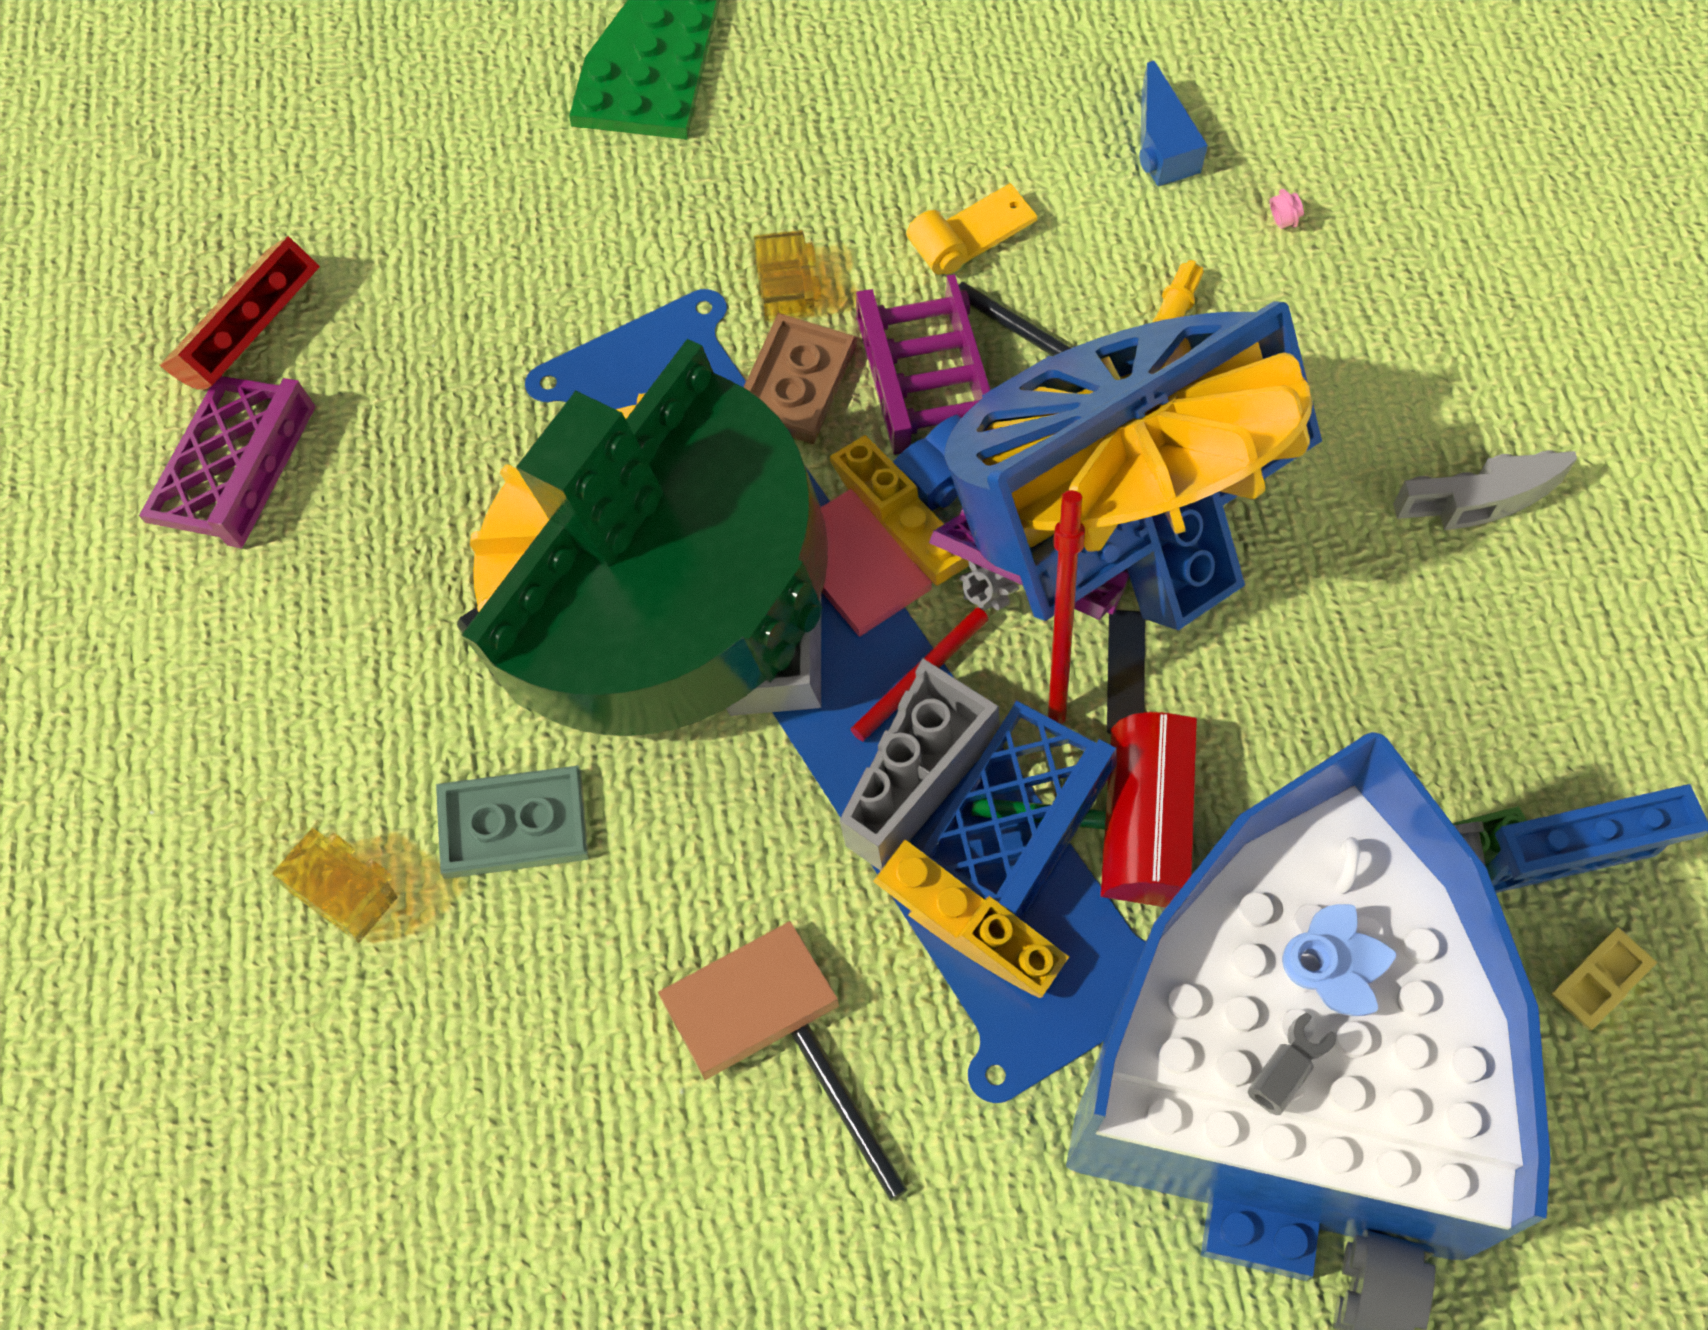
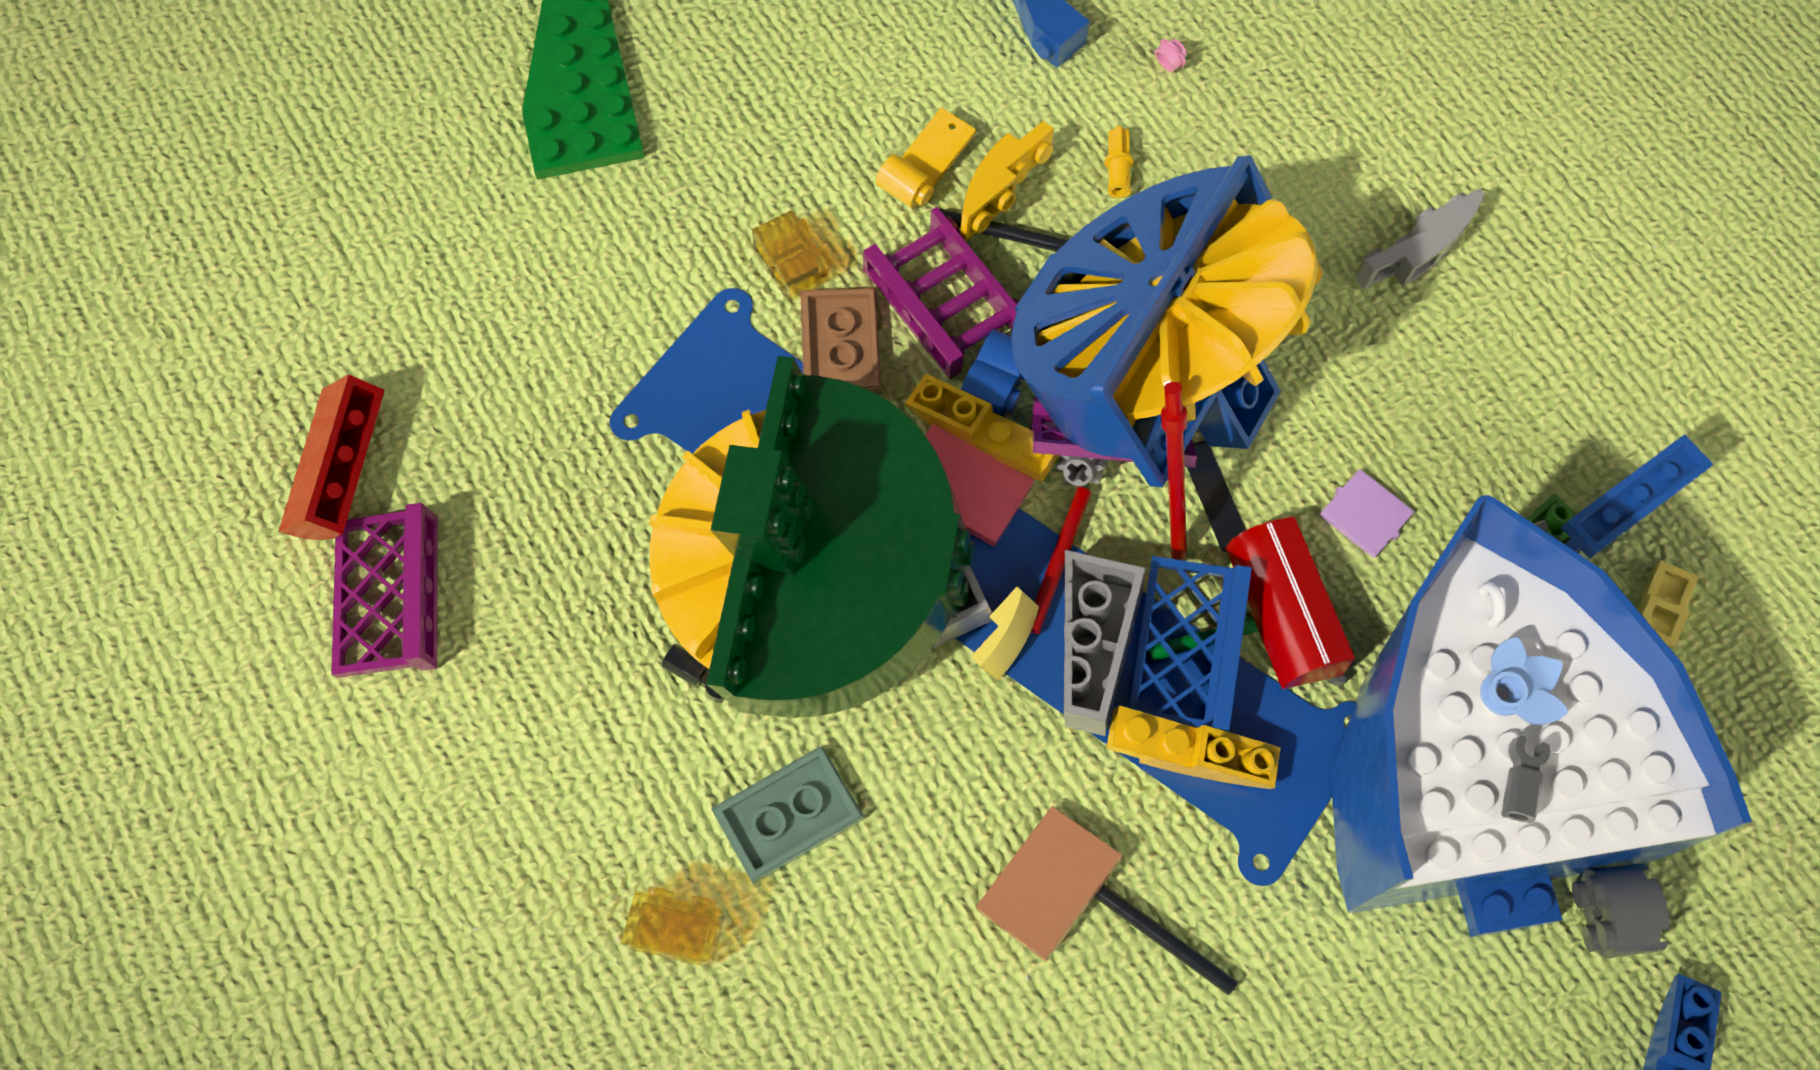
camera: 25 degrees left, 5 degrees up
(834, 719) = (1014, 621): none -> light yellow slope
(1027, 270) = (996, 177): none -> yellow slope
(1285, 745) = (1366, 513): none -> lavender piece

